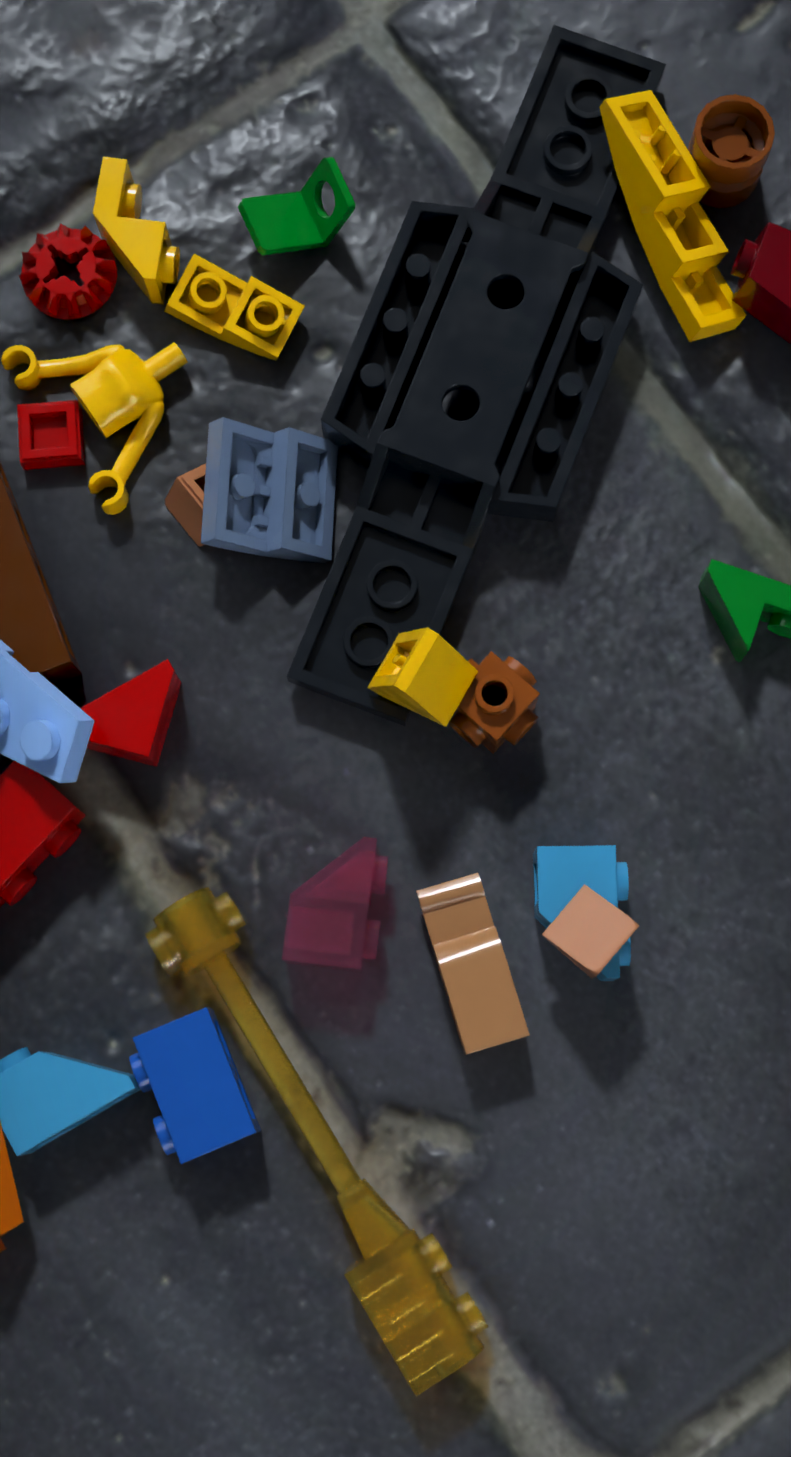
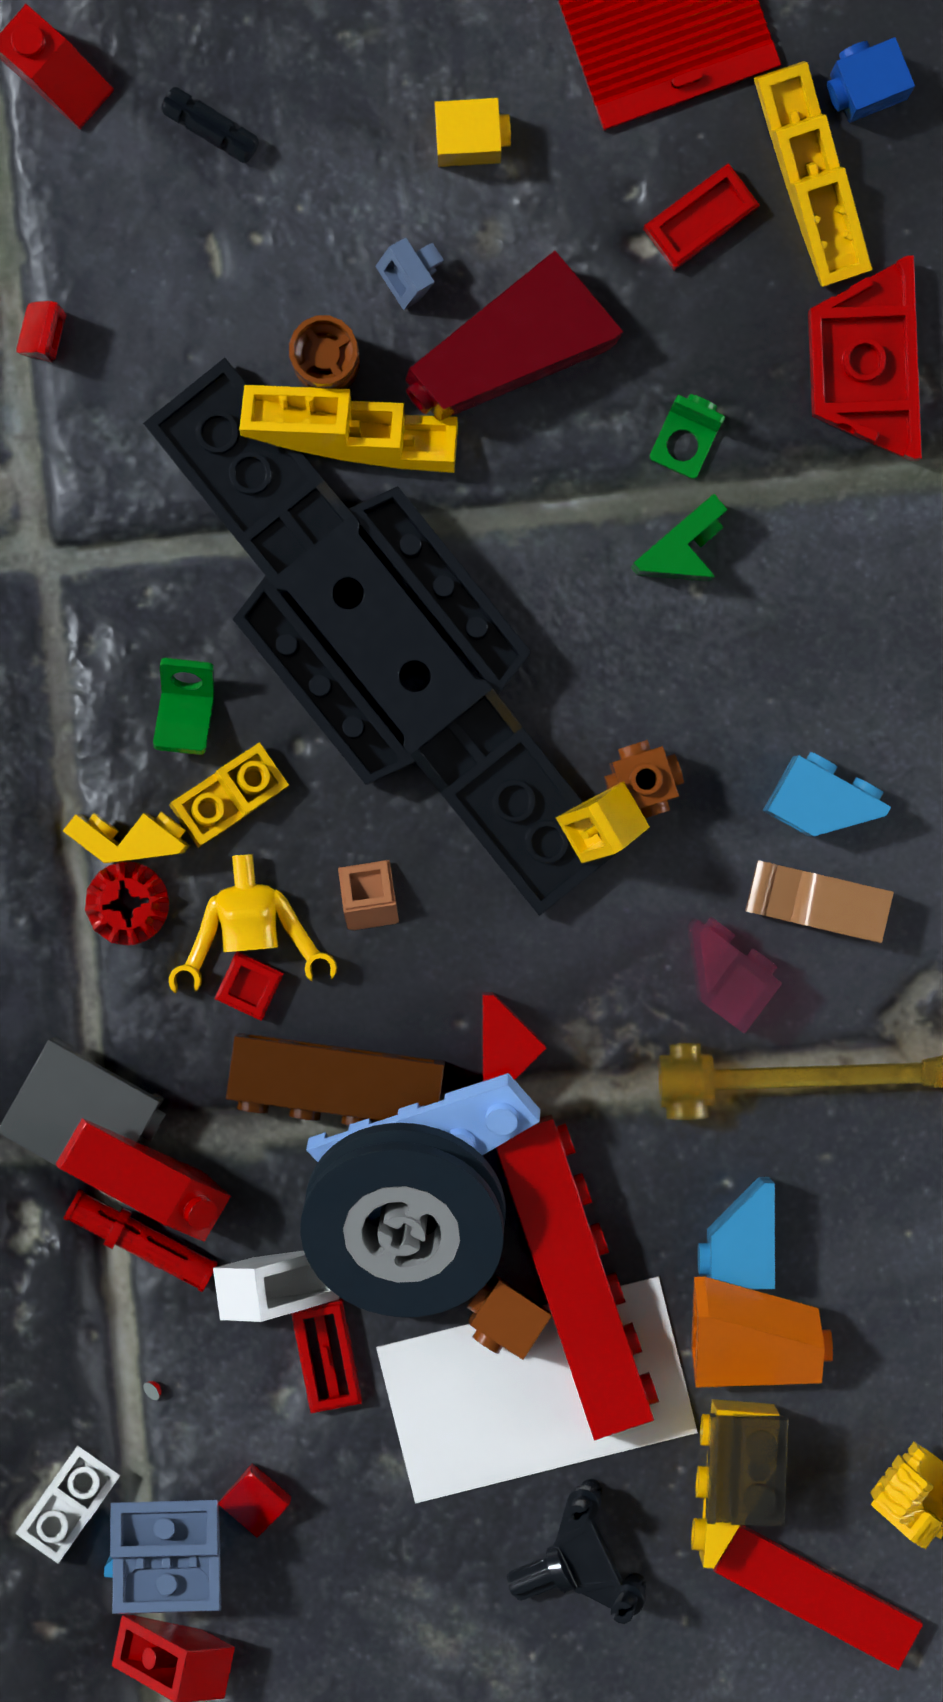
camera: 60 degrees left, 10 degrees up
(194, 1086) = (792, 1141): blue brick -> none
(269, 492) = (391, 850): sand blue slope -> none
(590, 931) = (850, 810): nougat slope -> none

